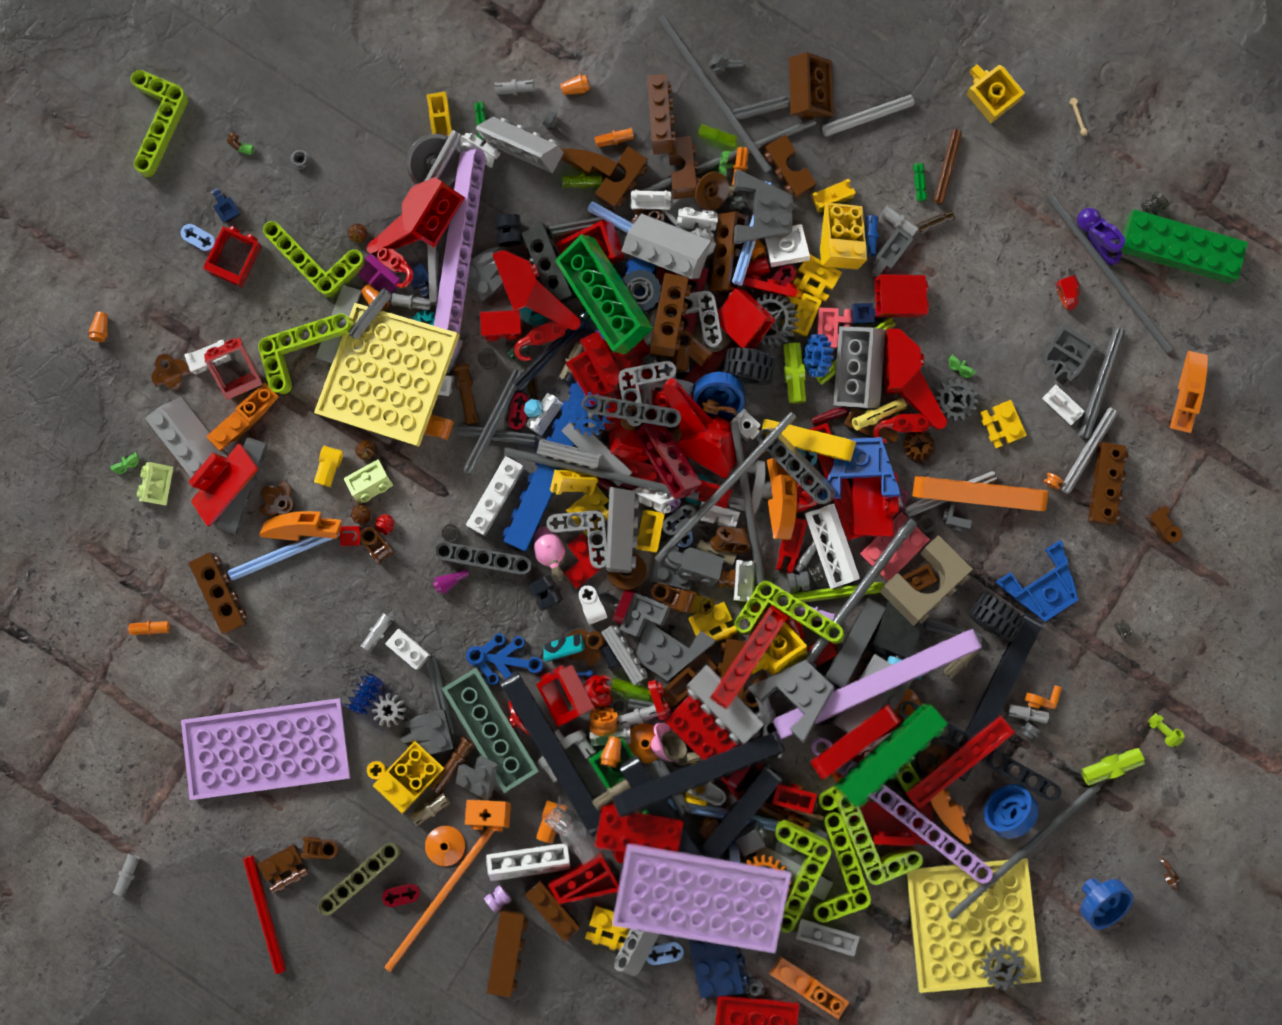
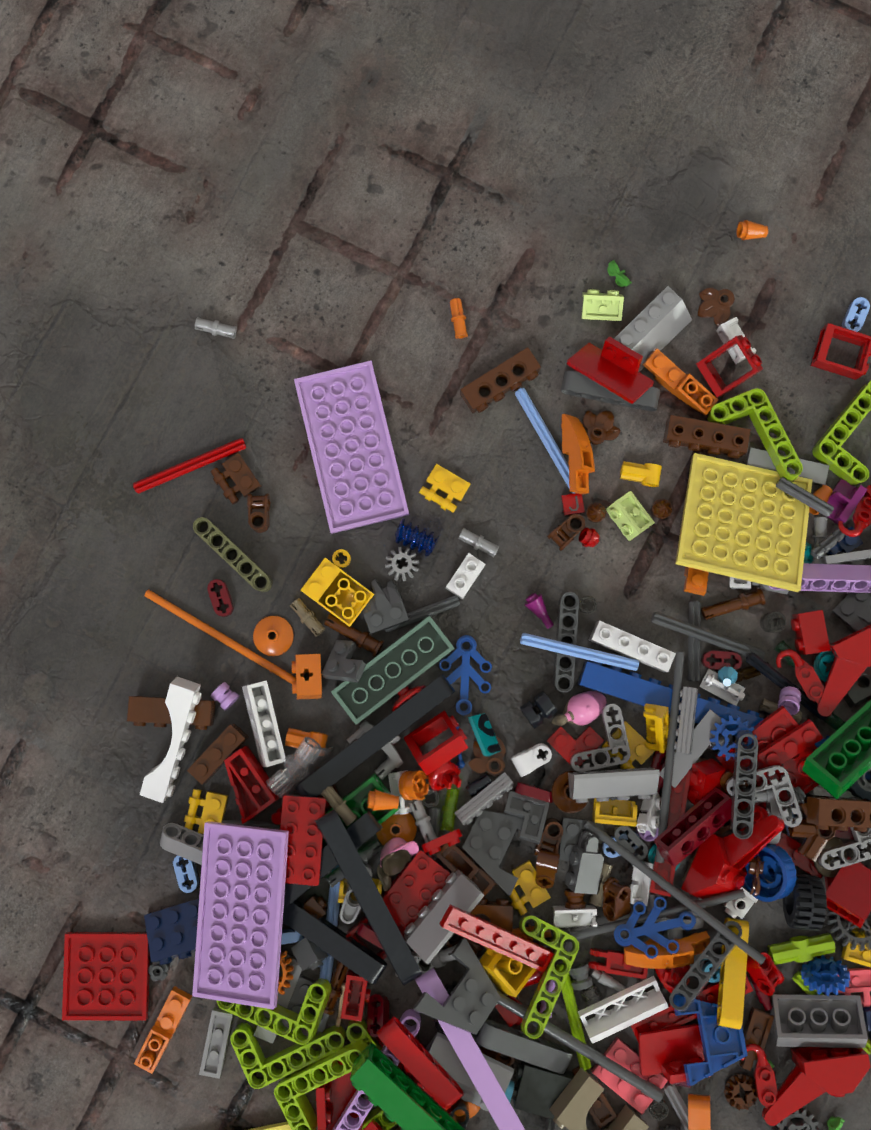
camera: 85 degrees right, 0 degrees up
(299, 398) = (707, 436): none -> reddish brown brick
(314, 656) = (448, 483): none -> yellow plate
(418, 298) = (827, 543): none -> dark grey axle
(493, 547) = (580, 652): none -> light blue axle
(495, 940) = (180, 702): none -> white arch
(561, 353) = (790, 699): none -> lavender wheel
(758, 512) = (651, 928): none -> blue plant
(810, 411) = (764, 974): none -> red piece
(814, 779) = (377, 1015): none -> dark red beam
(862, 421) = (762, 1033): light yellow pin -> none

